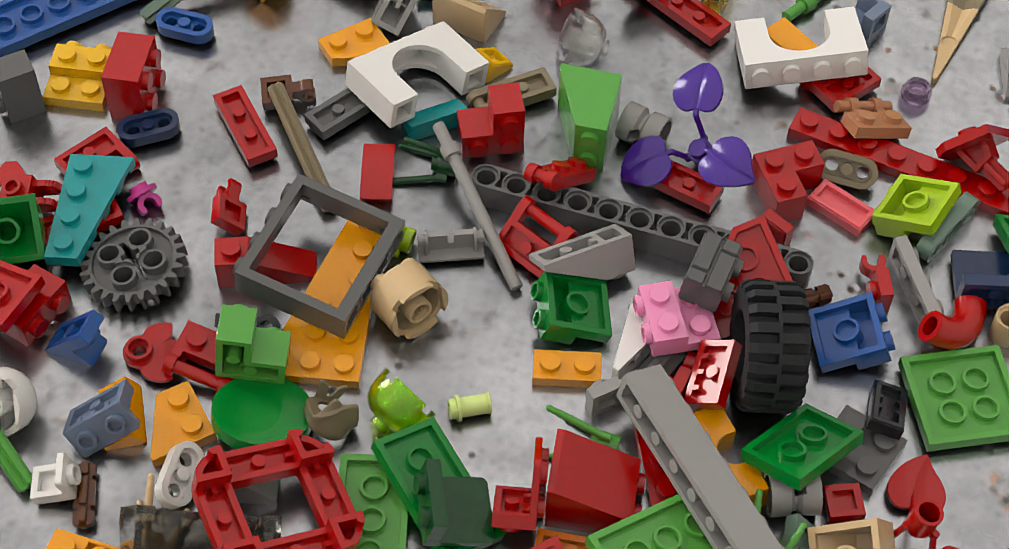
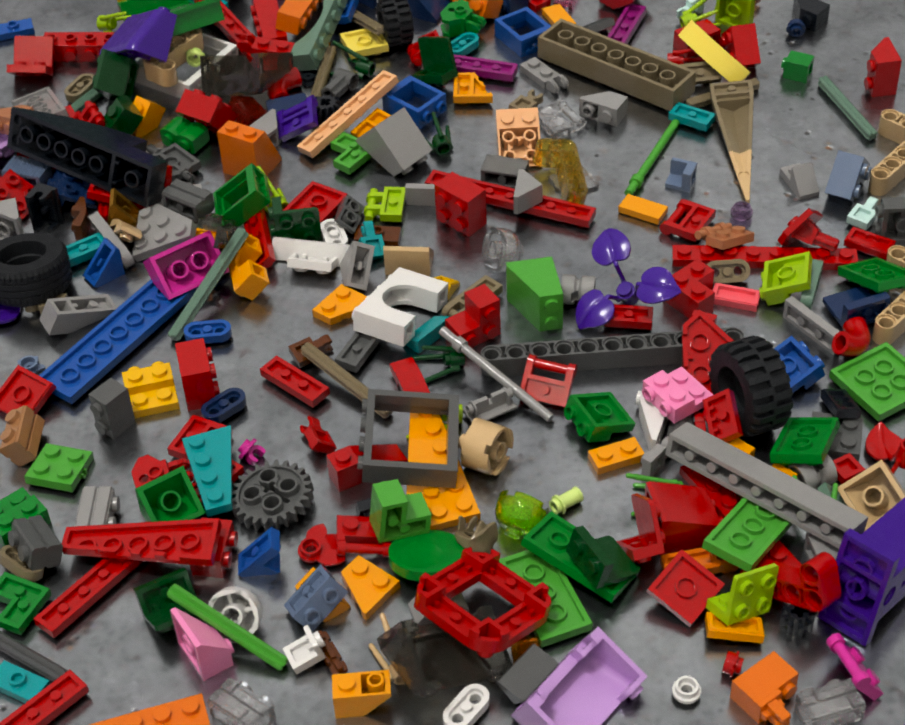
camera: 20 degrees left, 10 degrees down
(177, 476) = (392, 606): white plate -> none
(560, 173) = (544, 333): red plate -> none
(597, 255) = (598, 374): light grey slope -> none
(710, 272) = (687, 354): dark grey brick -> none
(770, 65) = (682, 201): white arch -> none
(880, 280) = (787, 328): red plate -> none

